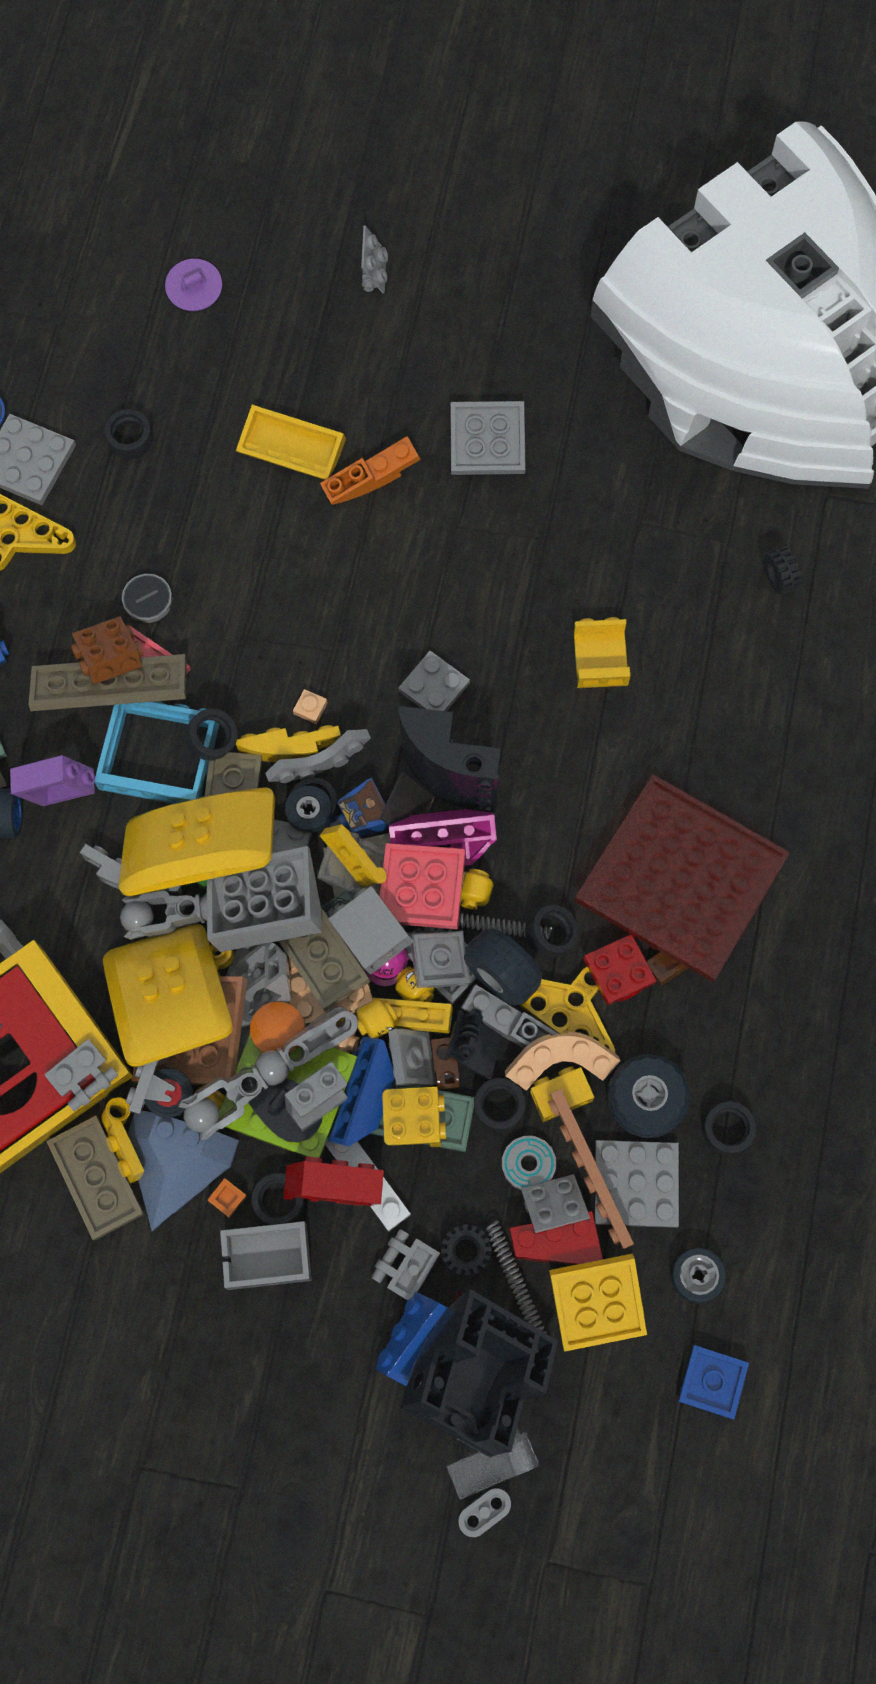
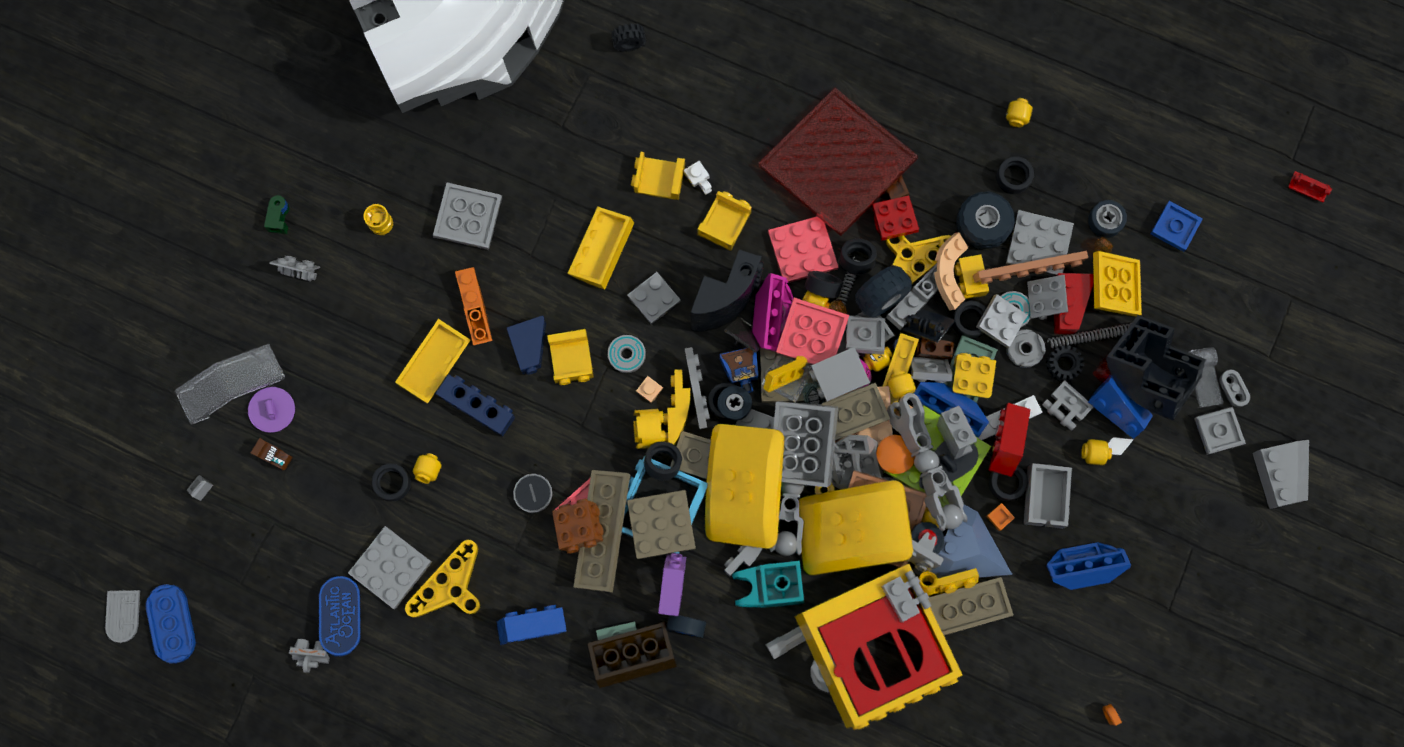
camera: 80 degrees left, 5 degrees up
(76, 902) = (765, 582): none -> teal brick
(83, 233) = (199, 488): none -> light grey slope
(129, 752) = (661, 524): none -> dark tan plate
(137, 296) = (271, 454): none -> reddish brown leg
(153, 468) = (426, 468): none -> yellow head
(178, 1328) = (1087, 565): none -> blue wedge
(217, 230) = (228, 381): none -> clear windscreen
(251, 470) = (498, 424): none -> dark blue brick
(254, 710) = (648, 427): none -> yellow brick
(331, 602) = (570, 357): none -> yellow panel
(336, 547) = (528, 343): none -> dark blue slope
(345, 1317) = (1096, 452): none -> yellow head
(346, 655) = (622, 343): none -> light grey tile
(363, 1350) = (1119, 445): none -> white sticker
(373, 1613) = (1284, 473): none -> light grey wedge
(415, 1499) = (1219, 430): none -> light grey plate
(435, 227) = (276, 215): none -> dark green leg
(456, 337) = (378, 219): none -> yellow wheel
(469, 916) = (838, 306): none -> clear orange plate
(471, 1207) = (1036, 344): none -> light grey tile
(485, 606) = (601, 247): none -> yellow slope
(499, 891) = (823, 284): none -> black tyre
(504, 1145) = (1001, 321): none -> light grey plate
(546, 859) = (802, 249): none -> coral plate
(560, 750) = (725, 220): none -> yellow panel
(614, 703) = (698, 176): none -> white plate
(654, 1276) = (1103, 245): none -> clear orange plate
(825, 1116) = (1019, 112): none -> yellow head
(831, 1585) = (1309, 186): none -> red hinge

